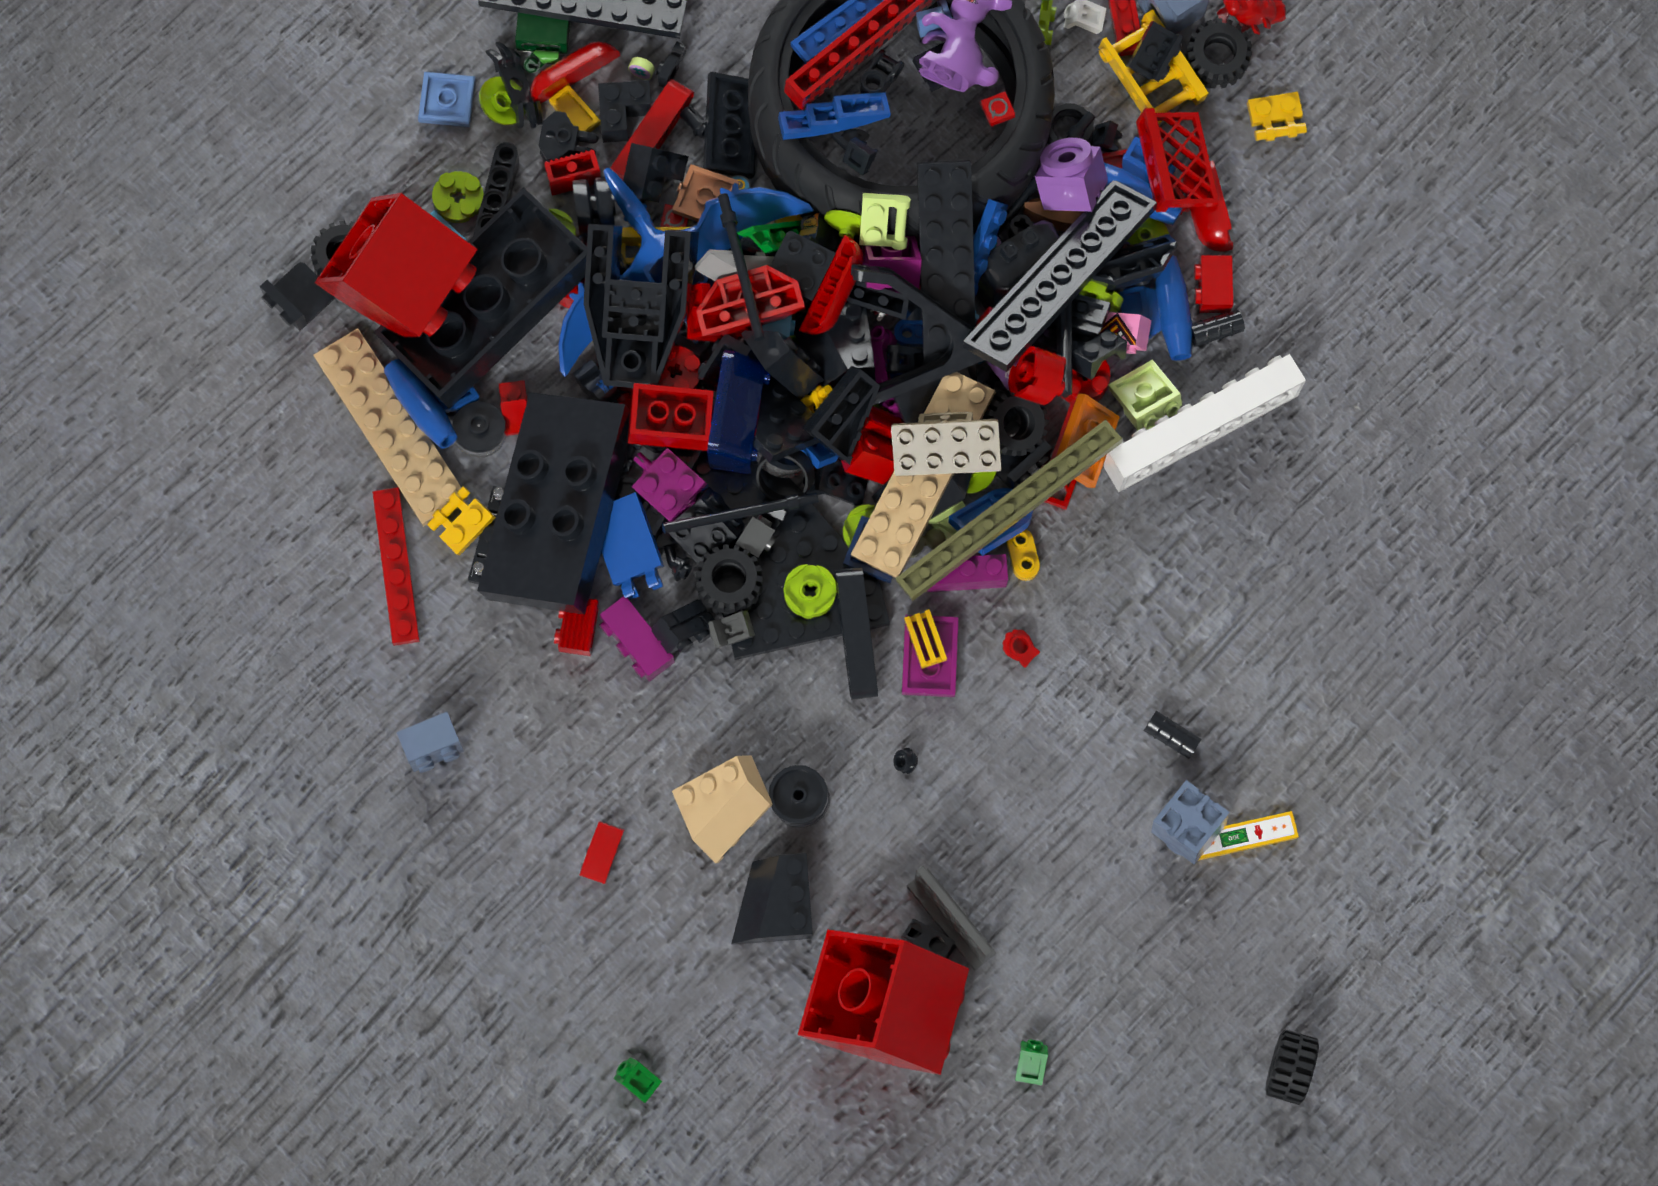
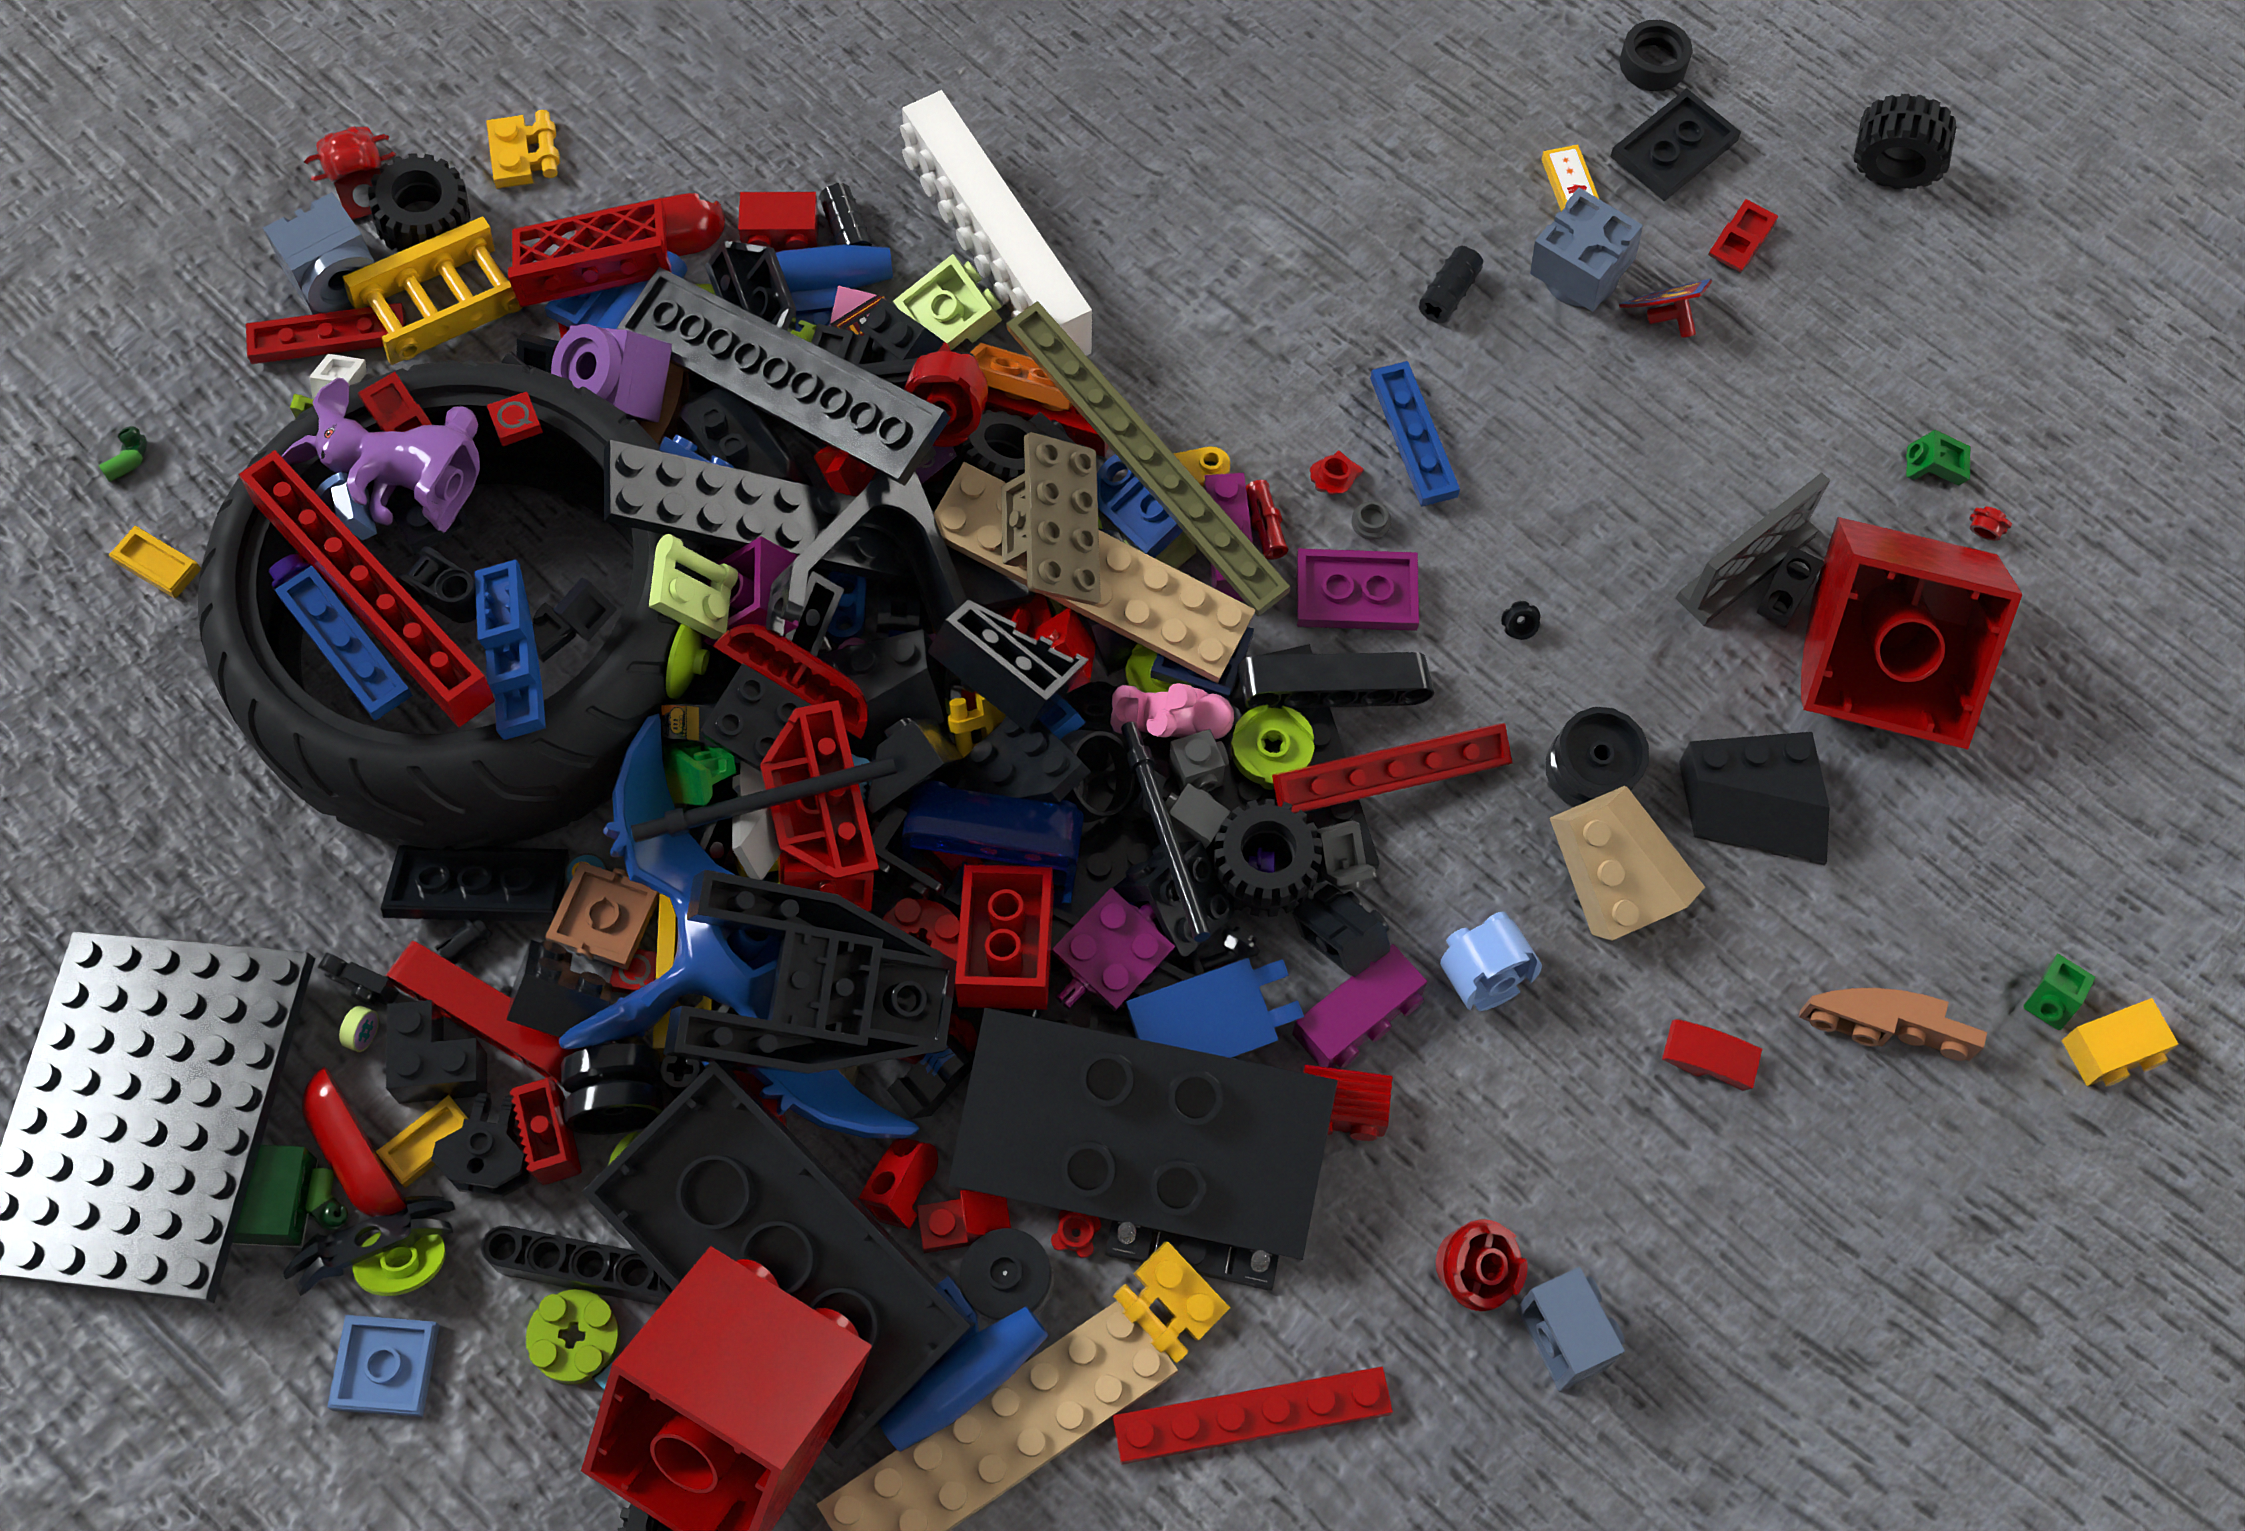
camera: 90 degrees left, 10 degrees down
(470, 694) = (1481, 1265): none -> red cone
(501, 463) = (1083, 1243): none -> red plate
(537, 368) = (899, 1181): none -> red leg
(599, 1110) = (2119, 1043): none -> yellow brick
(623, 956) = (1878, 1013): none -> nougat slope
(660, 715) = (1489, 962): none -> light blue brick
(726, 581) = (1263, 861): none -> dark purple plate
(794, 542) = (1198, 761): none -> dark grey brick
(794, 666) = (1393, 768): none -> red tile
(828, 526) = (1172, 713): none -> bright pink animal
(918, 618) = (1331, 575): yellow tile -> none
(979, 1088) = (1989, 523): none -> red plate
(983, 599) = (1266, 519): none -> red pin
(983, 669) = (1371, 520): none -> dark grey plate
(1002, 42) = (393, 405): none -> red slope
(1051, 701) = (1414, 434): none -> blue plate
(1155, 52) = (416, 268): black bracket -> none
(1159, 886) = (1679, 310): none -> red shield
(1220, 948) = (1743, 235): none -> red slope
(1299, 907) = (1675, 144): none -> black plate
(1389, 882) = (1663, 35): none -> black tyre

